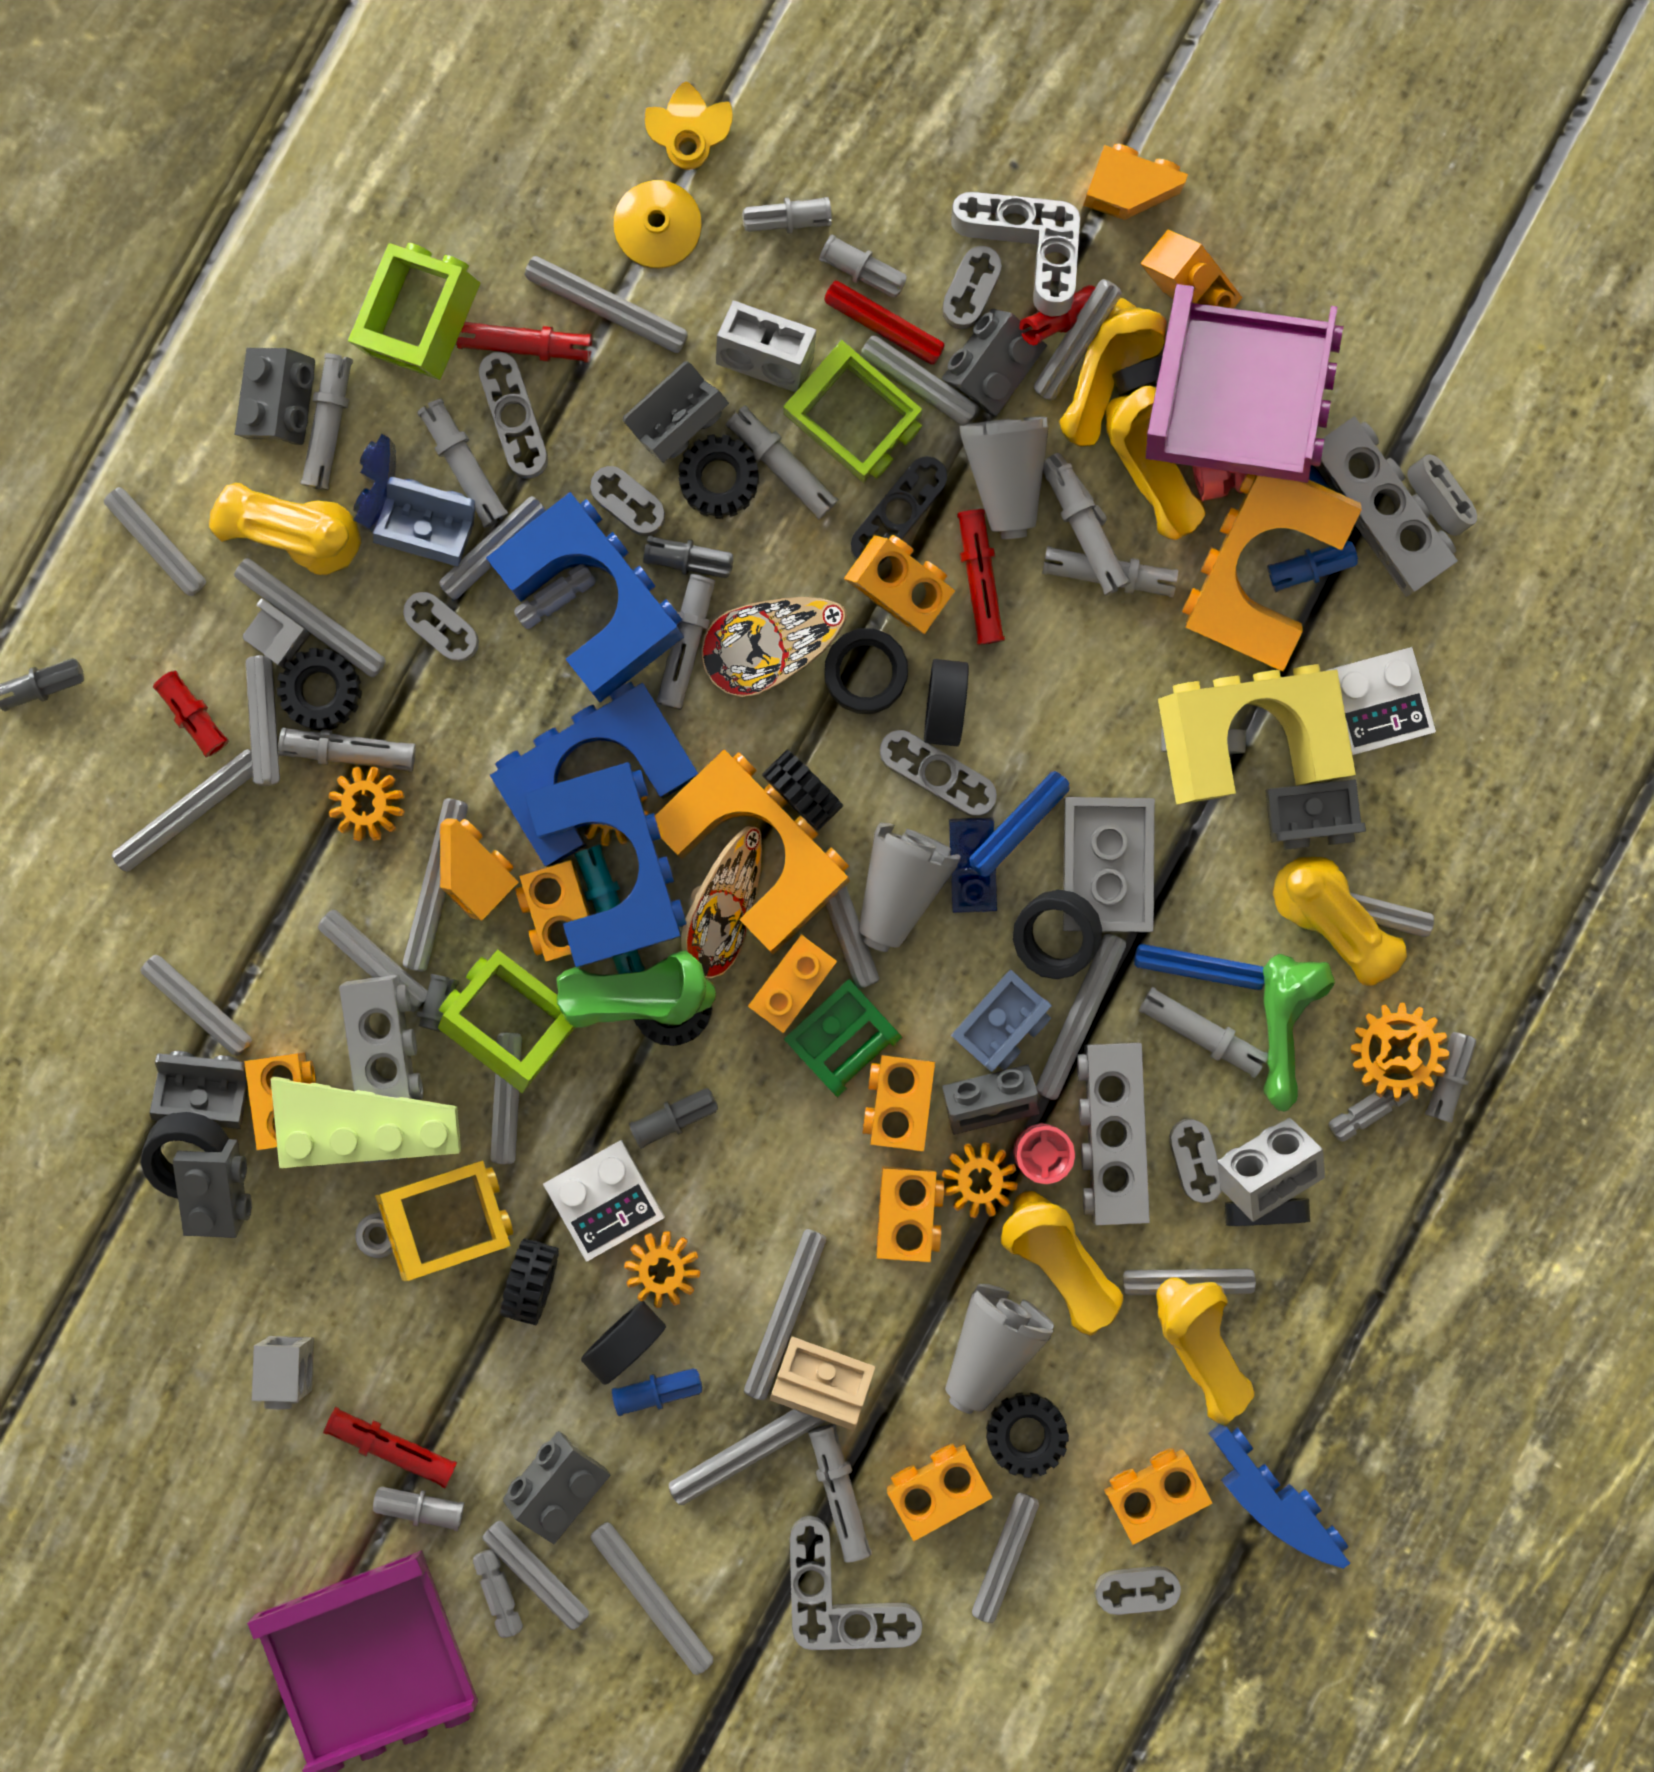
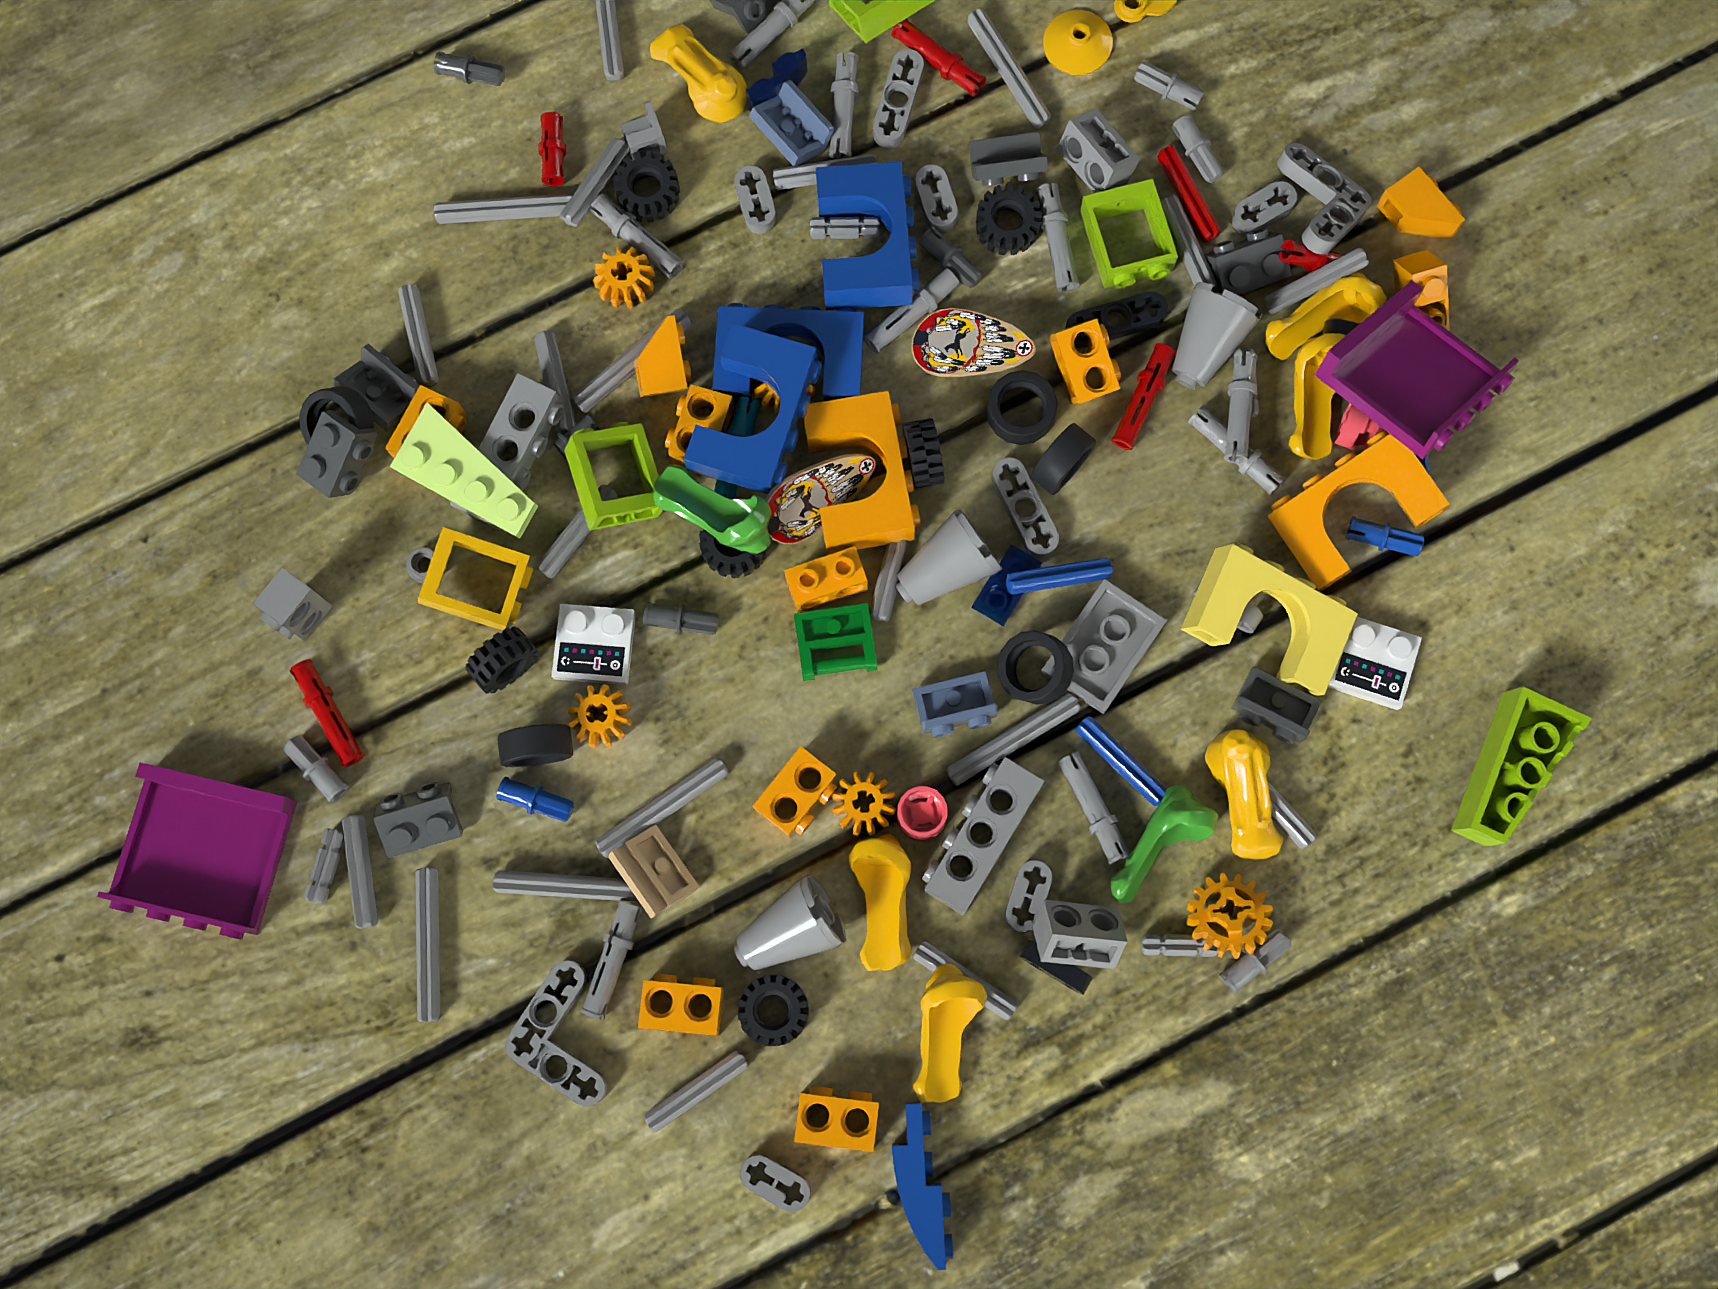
camera: 40 degrees right, 10 degrees down
(309, 617) = (674, 140): light grey axle -> none
(912, 1103) = (853, 717): light orange brick -> none
(991, 1099) = (909, 751): dark grey bracket -> none
(1381, 531) = (1454, 581): light grey brick -> none
(1442, 495) = (1510, 547): light grey beam -> none
(1579, 719) = (1515, 763): none -> lime wedge

